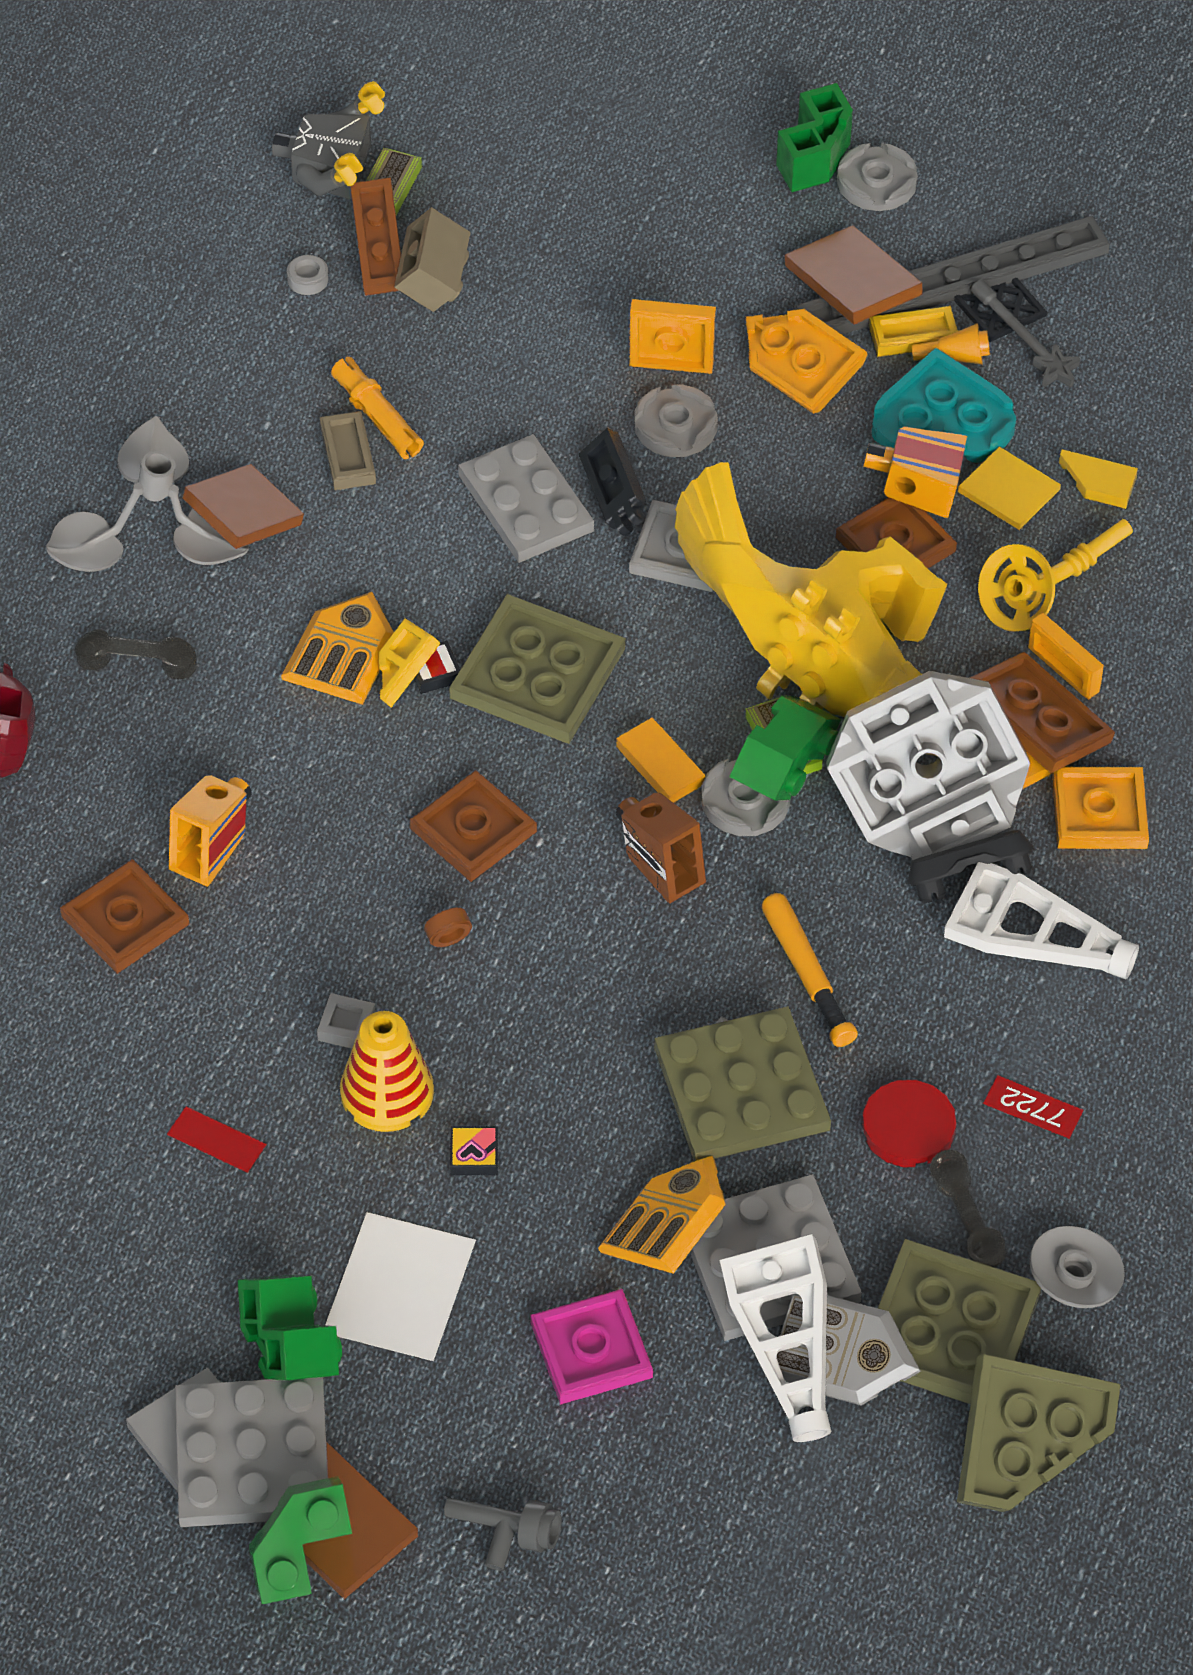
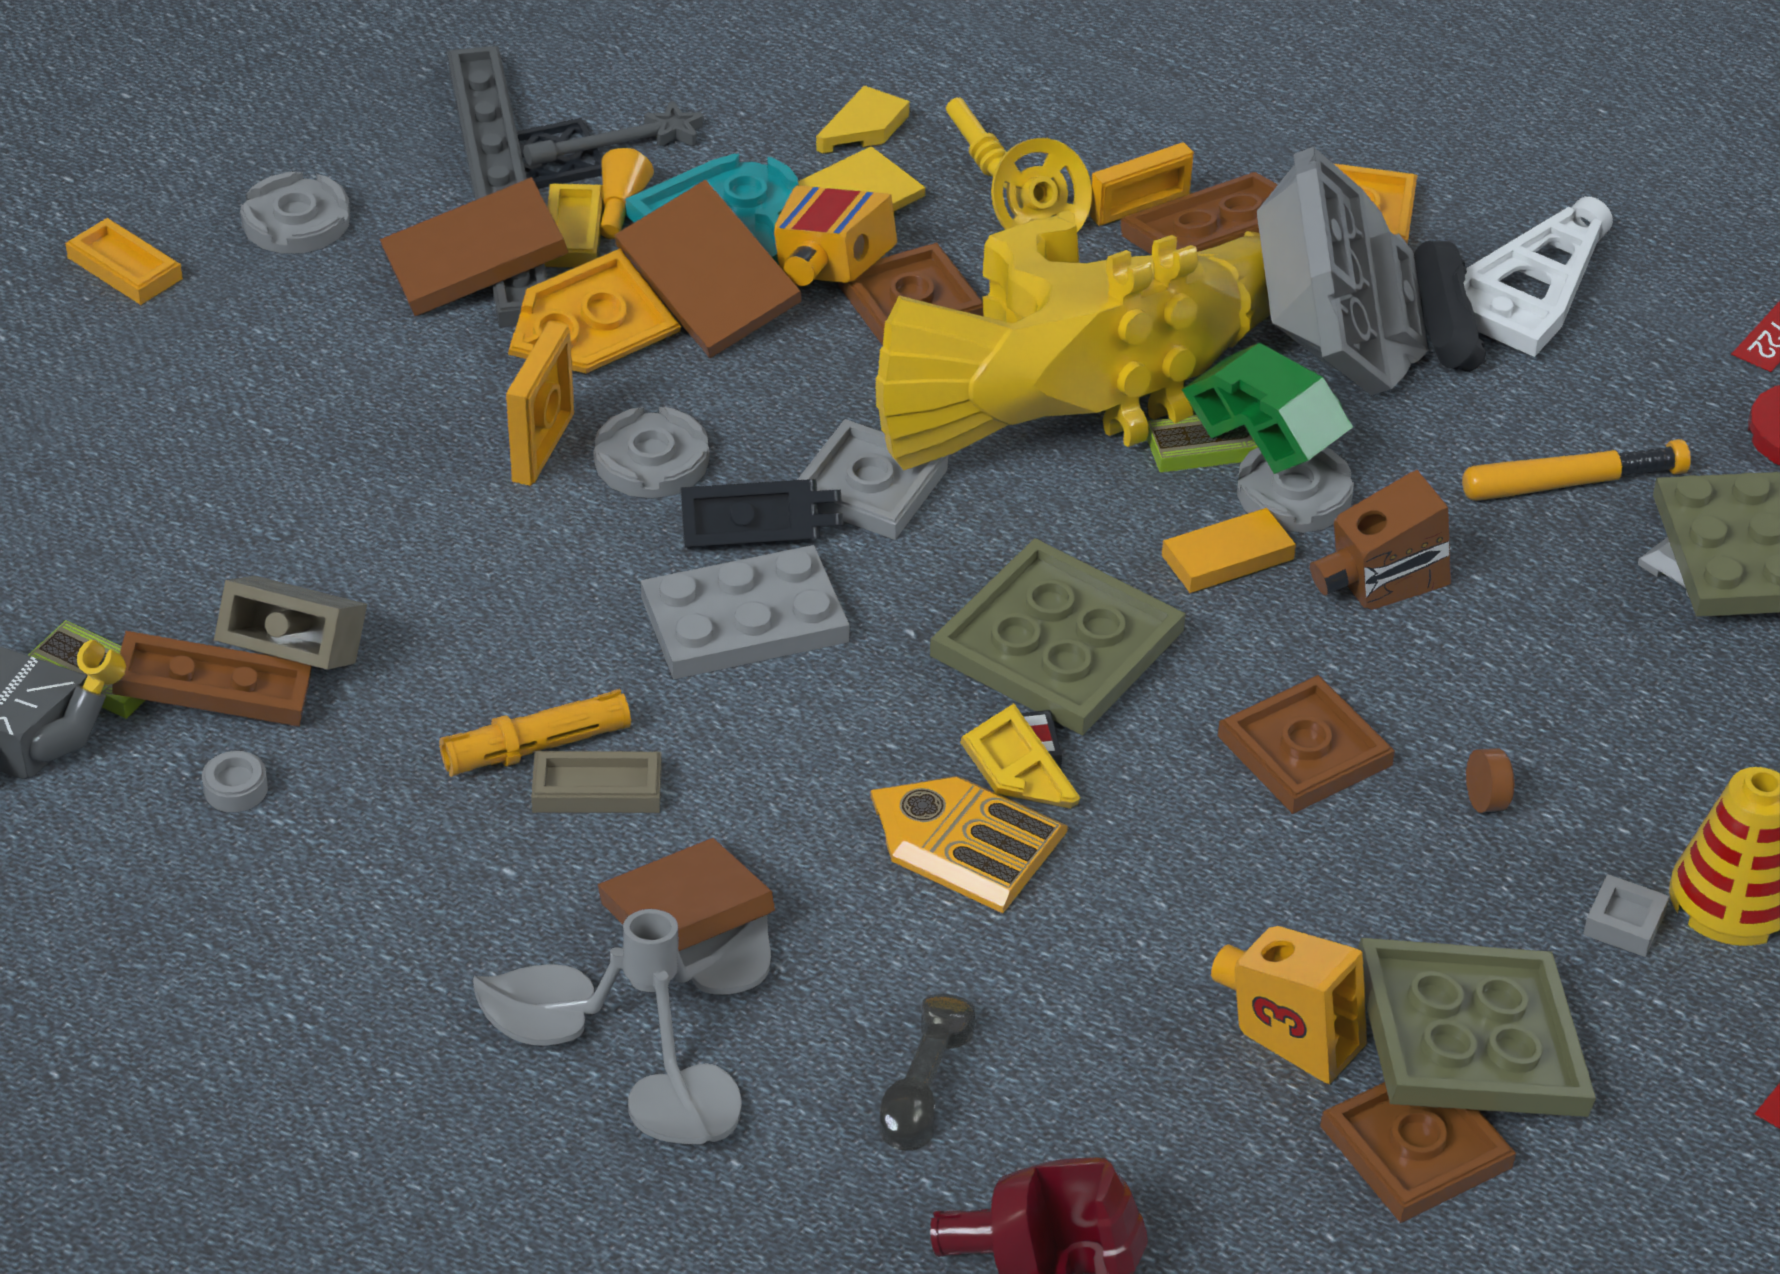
camera: 80 degrees left, 10 degrees down
(206, 926) = (1474, 1028): none -> olive plate
(782, 106) = (124, 261): none -> light orange tile
(815, 146) = (220, 222): green brick -> none
(862, 405) = (708, 268): none -> dark orange tile

